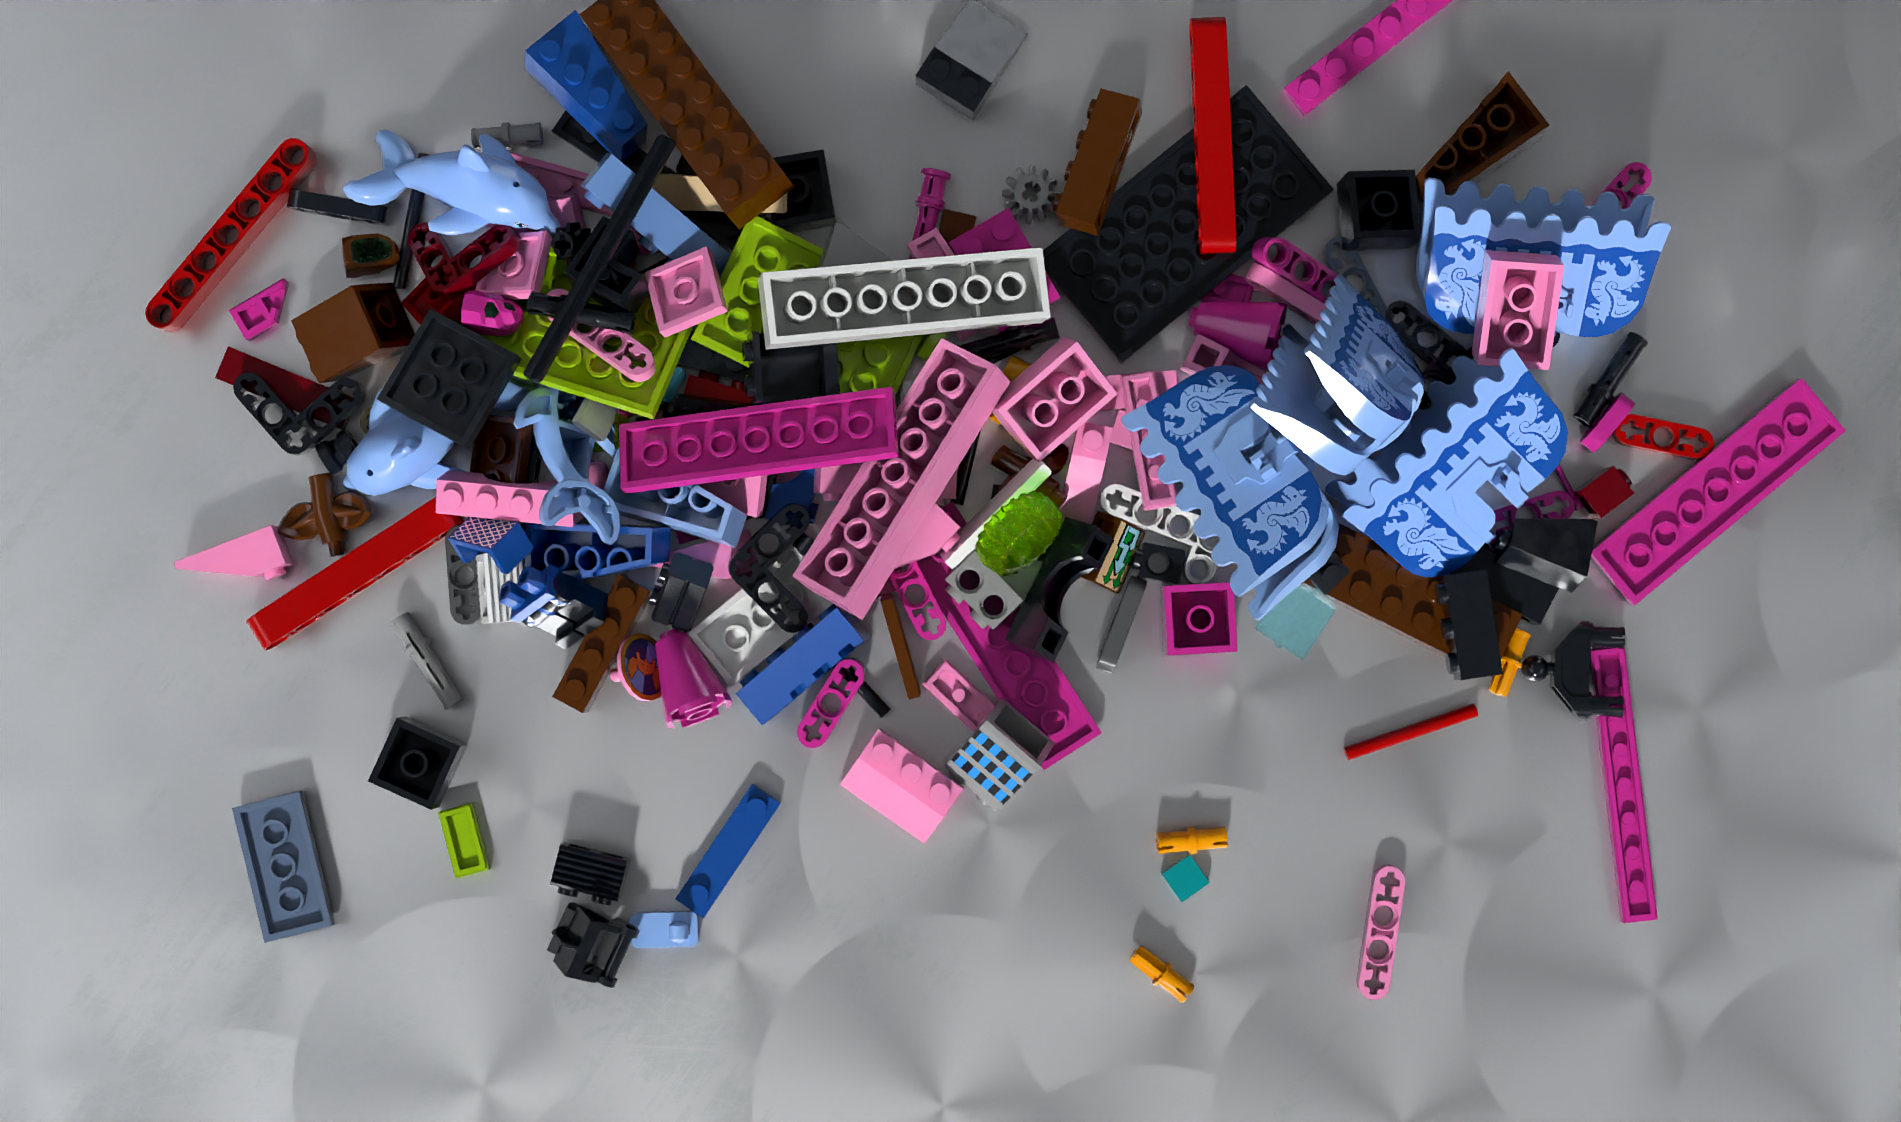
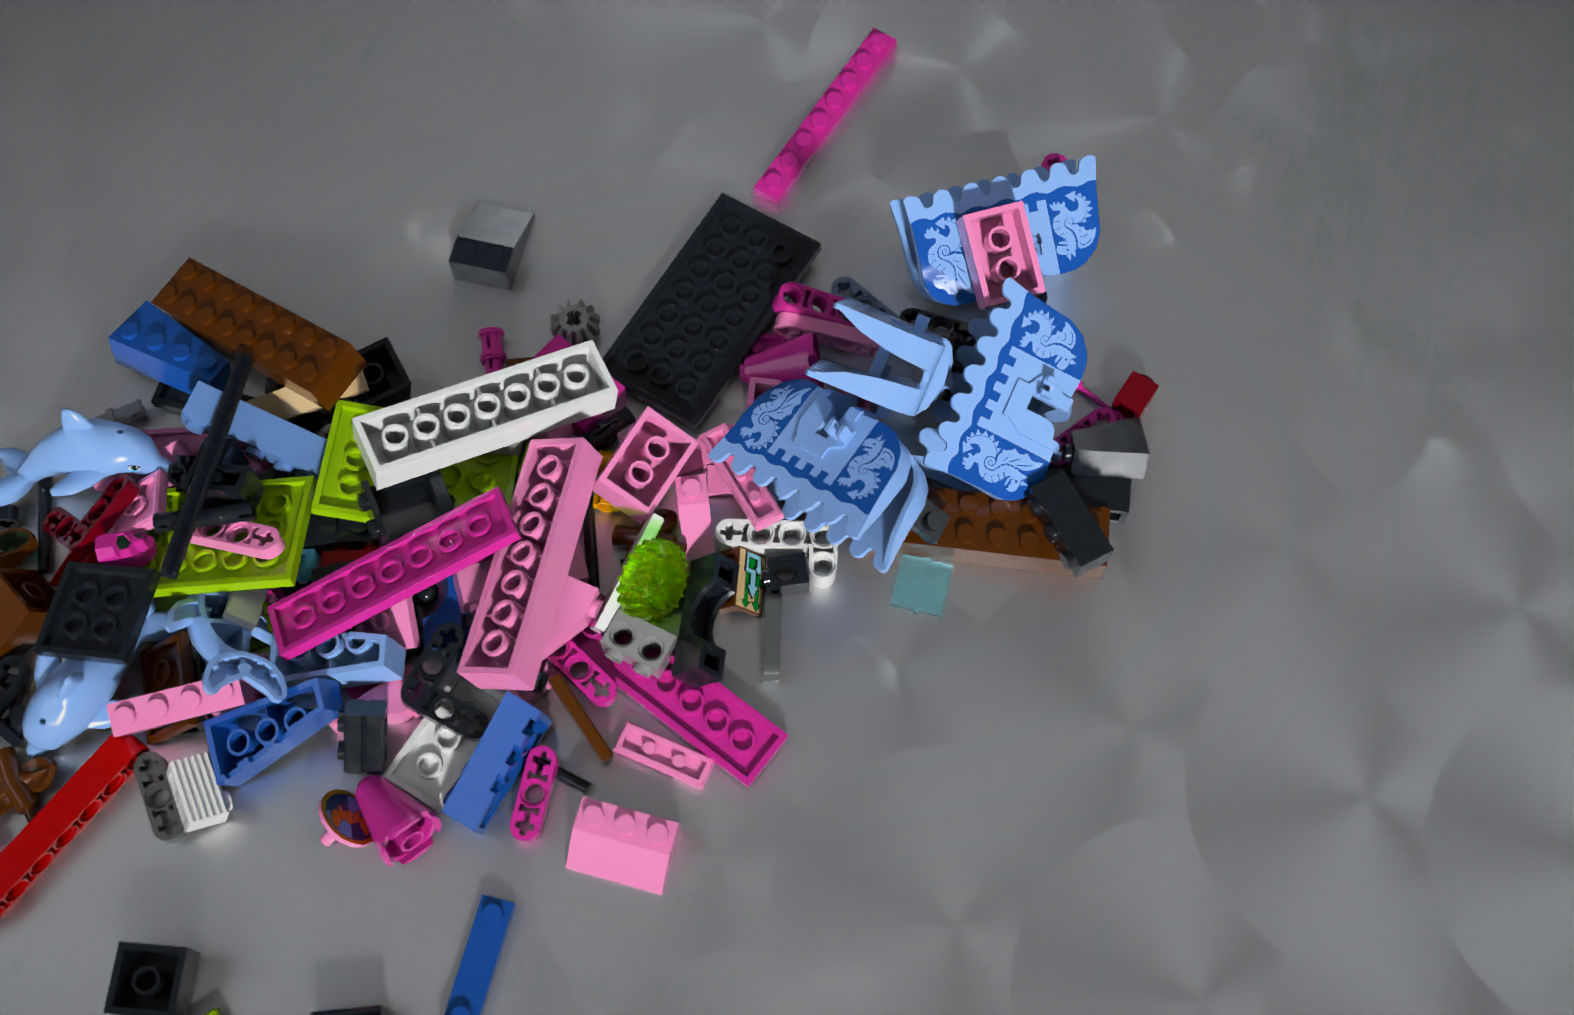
camera: 20 degrees left, 20 degrees down
(403, 627) = (113, 862): light grey pin -> none
(500, 538) = (180, 741): blue panel -> none
(555, 603) = (246, 783): hips -> none
(601, 646) = (300, 824): reddish brown brick -> none
(686, 291) = (295, 474): bright pink plate -> none
(999, 755) = (700, 783): light grey slope -> none
(1098, 161) = (621, 281): reddish brown brick -> none
(1161, 973) = (922, 935): light orange axle -> none
(1185, 877) = (911, 840): teal tile -> none
(1191, 840) = (904, 803): light orange pin -> none
(1198, 619) = (837, 607): dark pink brick -> none
(1212, 135) = (708, 233): red beam -> none
(1375, 931) = (1109, 826): bright pink beam -> none
(1378, 209) = (862, 244): black brick -> none
(1410, 732) = (1058, 644): red piece -> none
(1487, 139) = (931, 165): reddish brown wedge -> none
(1510, 663) = (1117, 563): light orange axle -> none
(1571, 670) = (1172, 547): black connector -> none
(1587, 411) = (1095, 340): black pin -> none
(1607, 422) = (1113, 345): dark pink beam -> none
(1623, 790) = (1258, 628): dark pink tile -> none
(1688, 432) = (1172, 334): red beam -> none
(1716, 491) = (1223, 370): dark pink plate -> none

